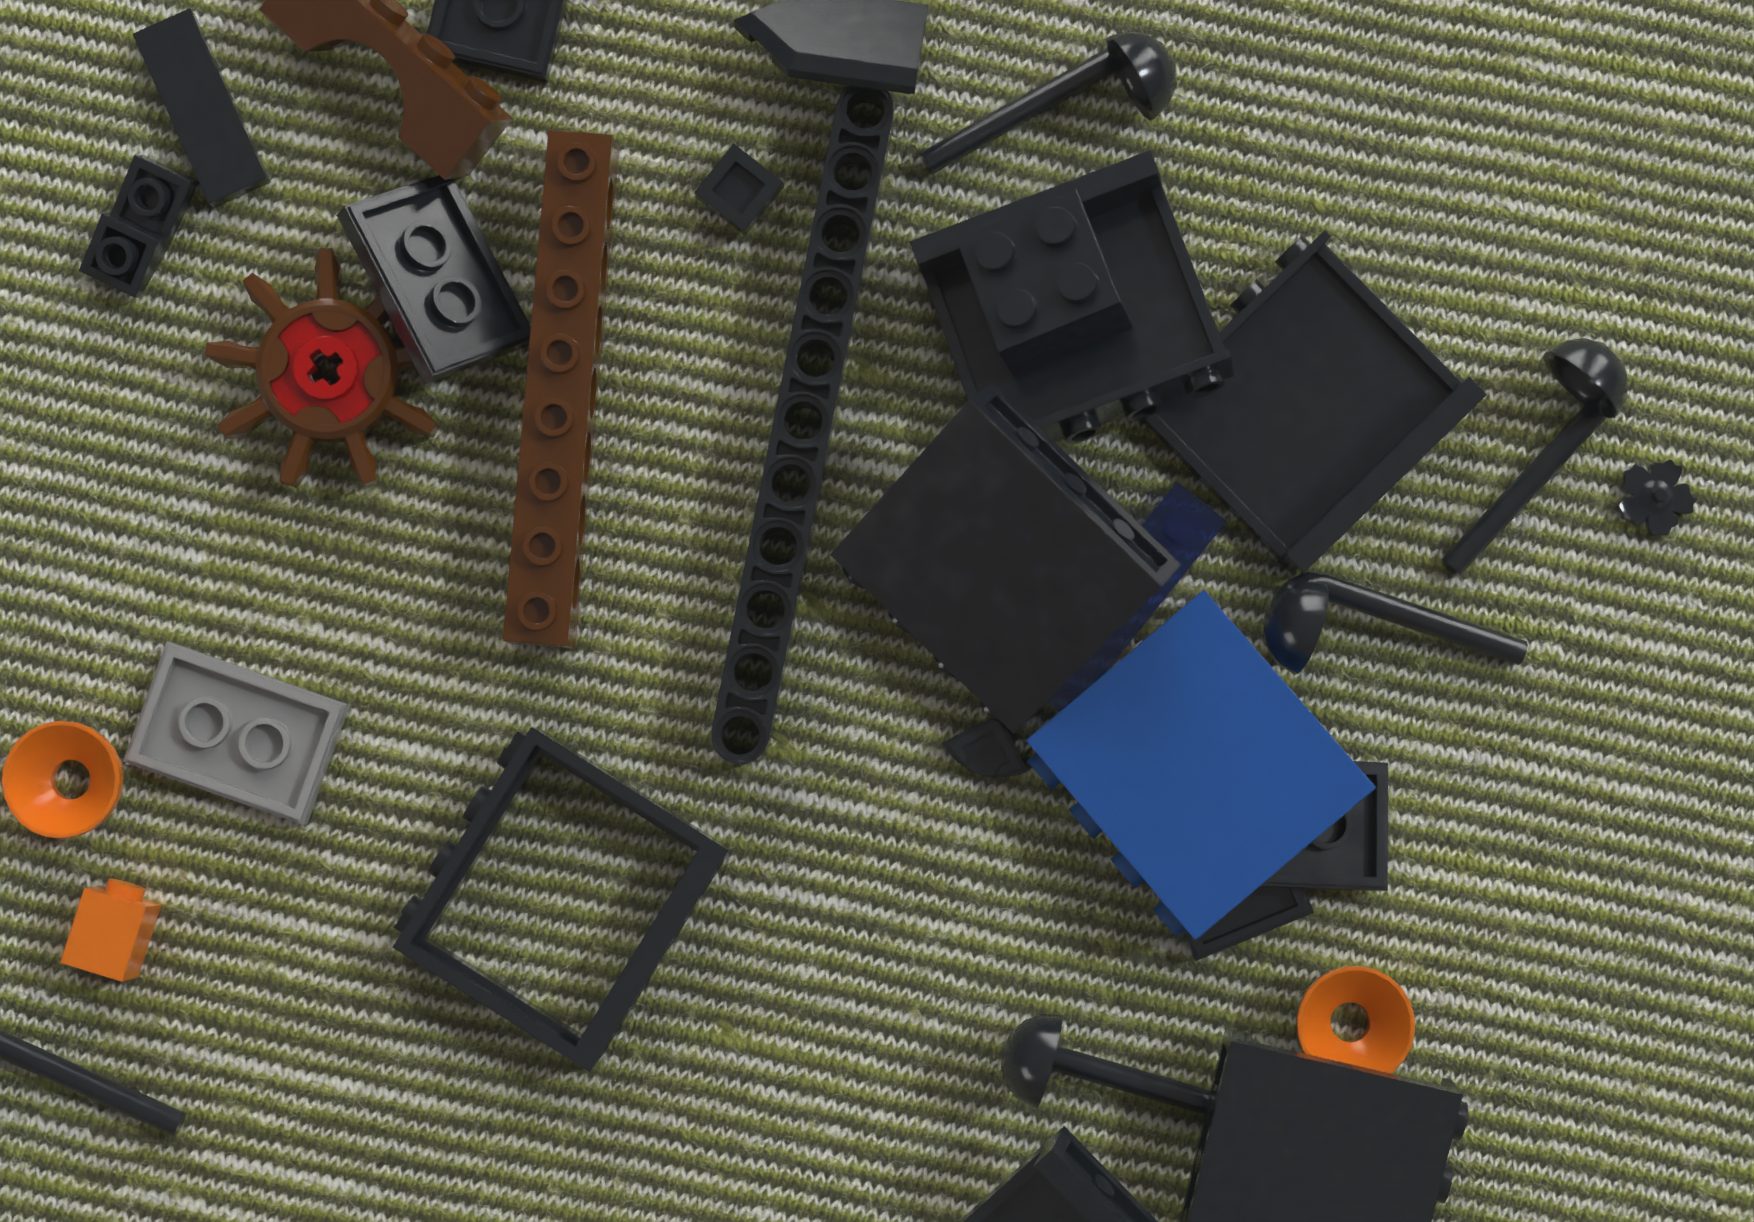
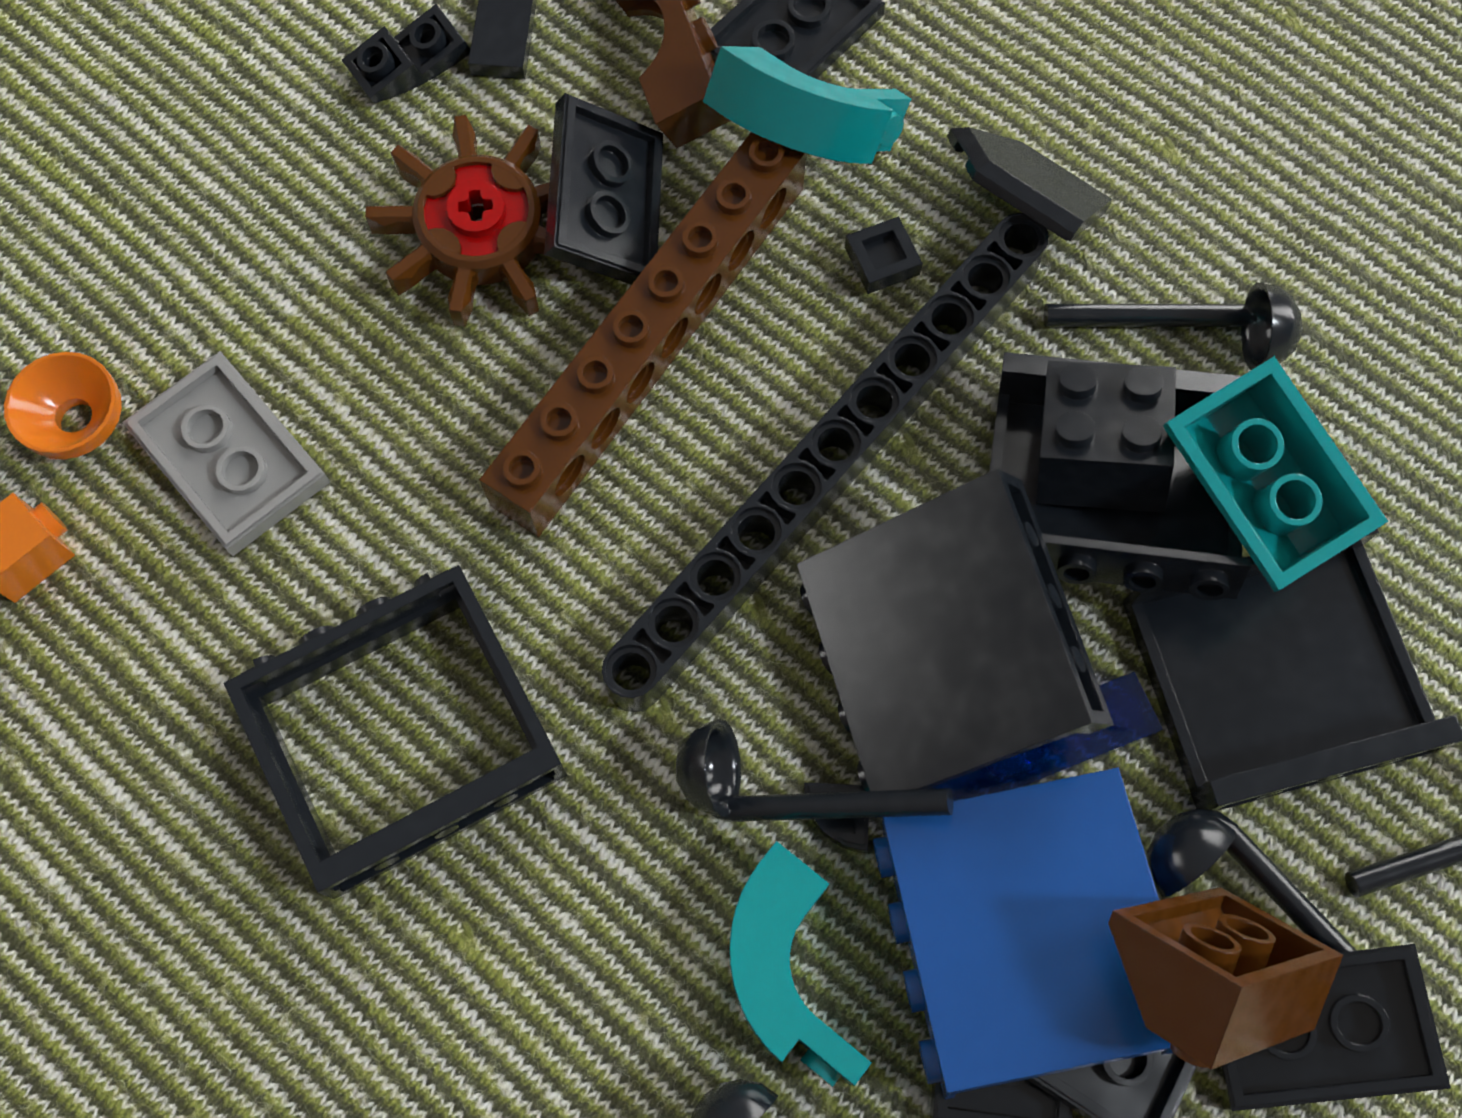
camera: 30 degrees right, 15 degrees down
(589, 102) = (801, 110): none -> teal arch
(861, 788) = (711, 780): none -> black piece
(977, 891) = (761, 939): none -> teal arch
(1208, 259) = (1275, 474): none -> teal slope
(1365, 724) = (1221, 974): none -> reddish brown slope
(1475, 708) = (1367, 1043): none -> black tile

